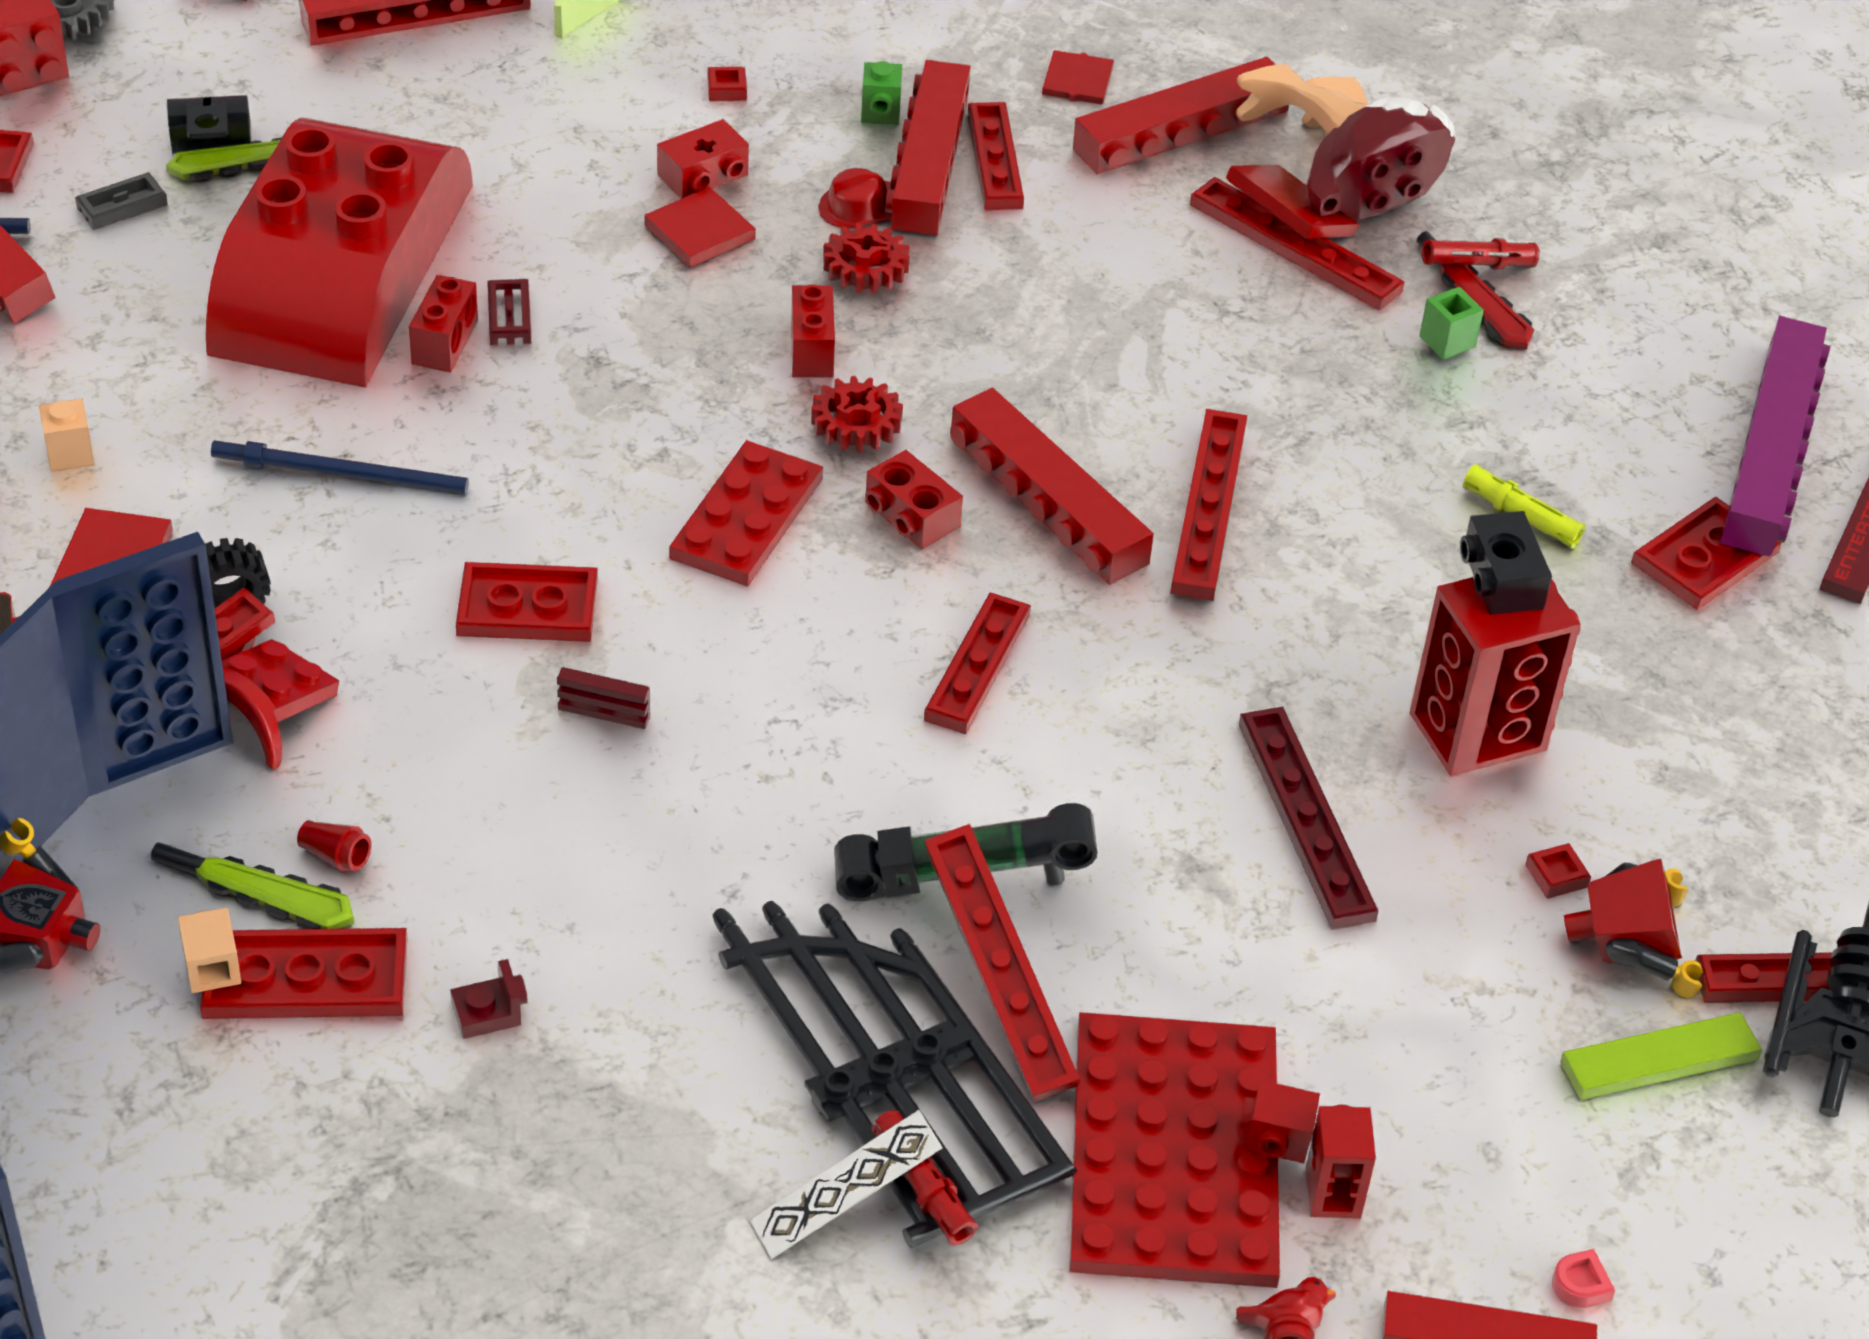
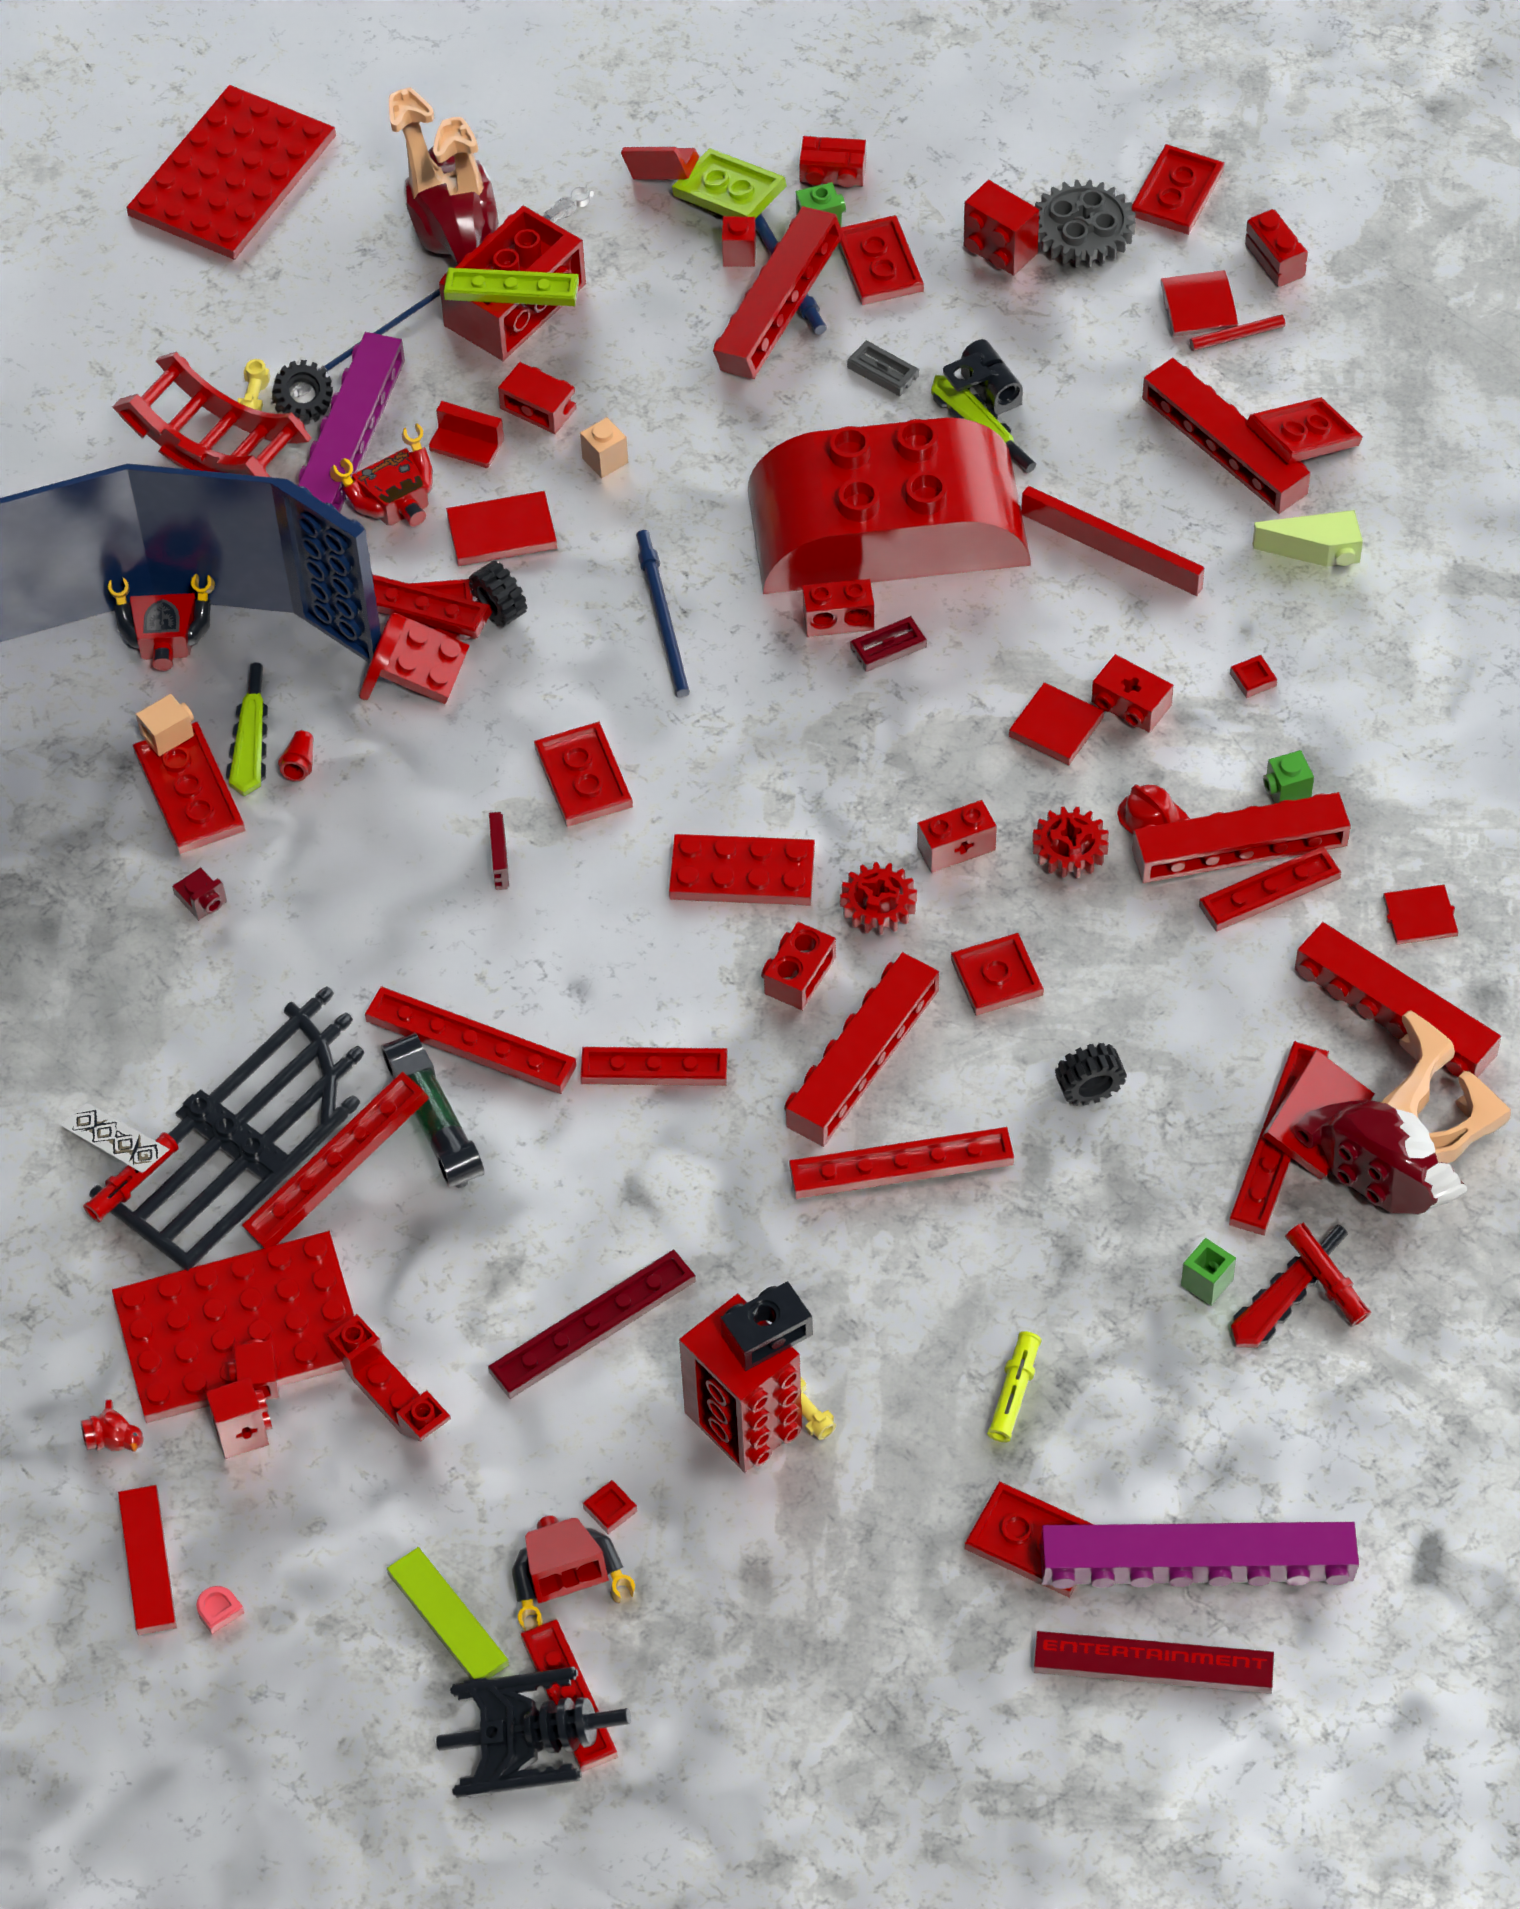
camera: 75 degrees right, 10 degrees up
(507, 105) = (1112, 540): none -> red tile
(861, 804) = (471, 1040): none -> red plate
(998, 362) = (997, 974): none -> red tile
(1178, 325) = (1090, 1074): none -> black tyre
(1394, 993) = (383, 1383): none -> red slope

